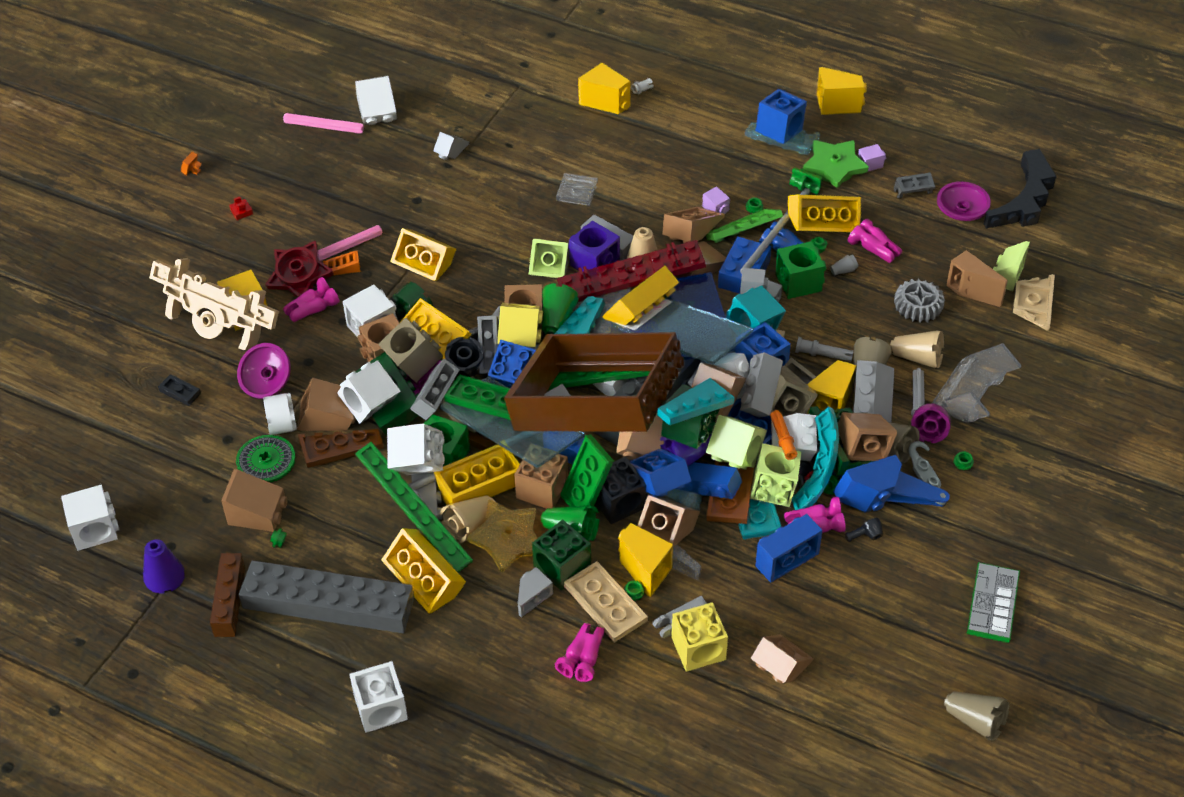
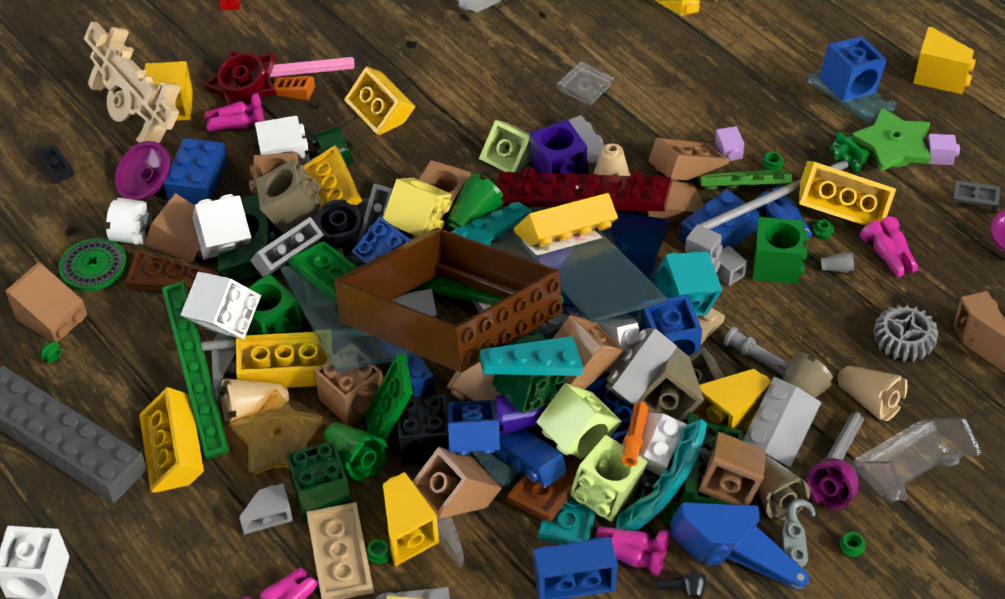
camera: 25 degrees right, 0 degrees up
(307, 356) = (196, 170): none -> blue brick

